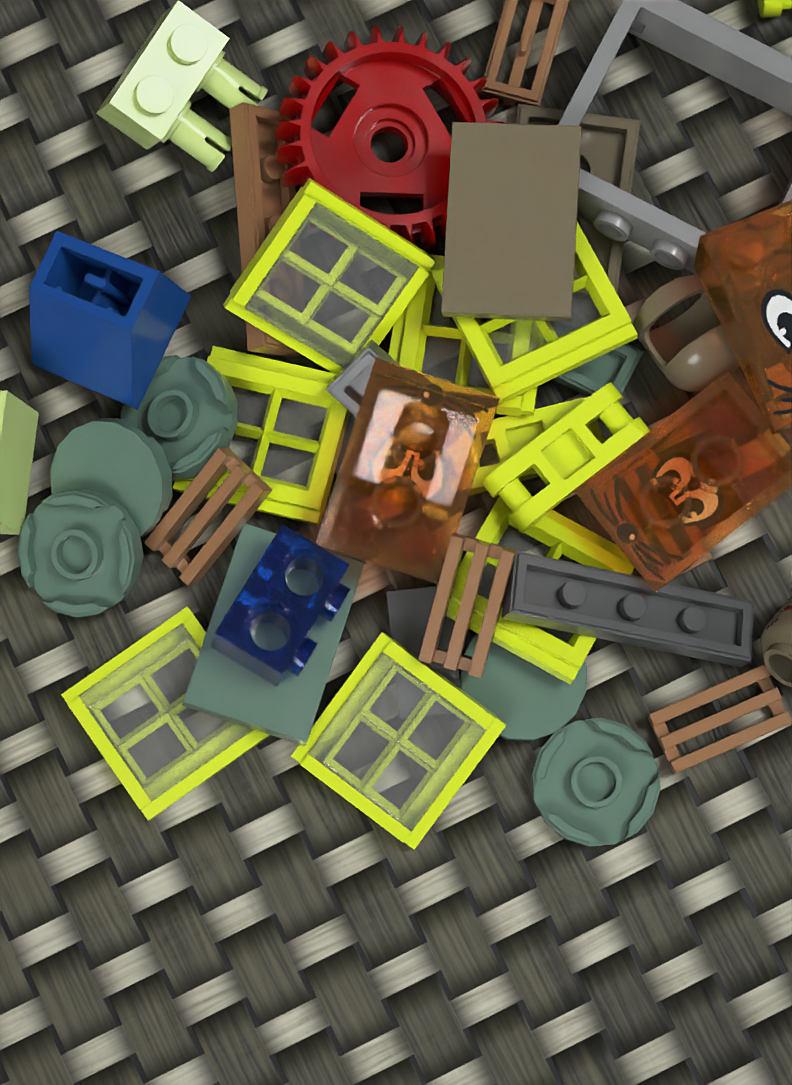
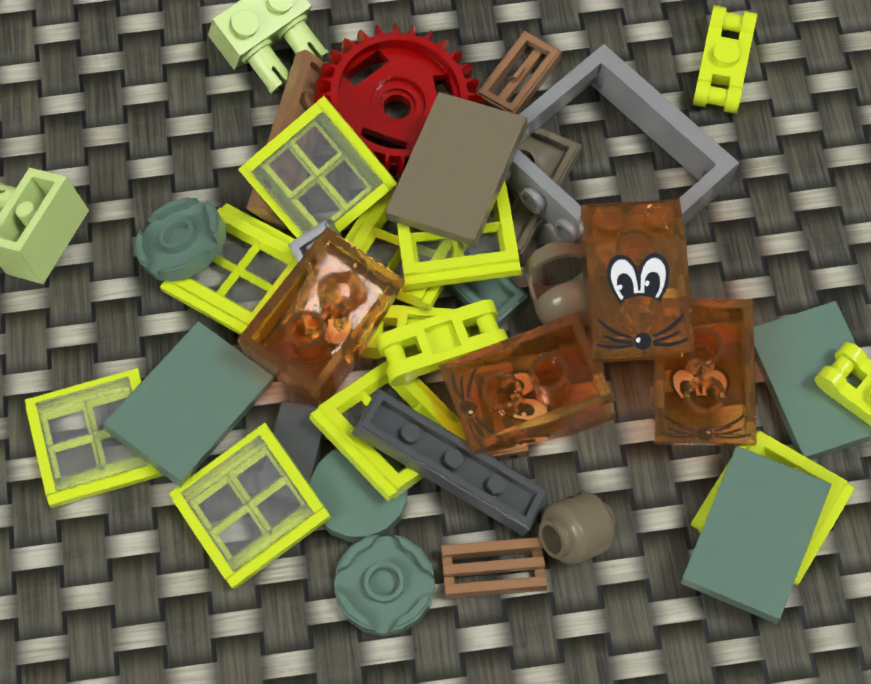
camera: 20 degrees right, 15 degrees down
(80, 552) = (77, 306): sand green tile -> none
(101, 318) = (154, 156): blue slope -> none
(116, 461) = (117, 265): sand green tile -> none
(176, 552) = (173, 302): medium nougat tile -> none
(270, 600) = (189, 370): clear blue brick -> none
(452, 658) = (314, 408): medium nougat tile -> none

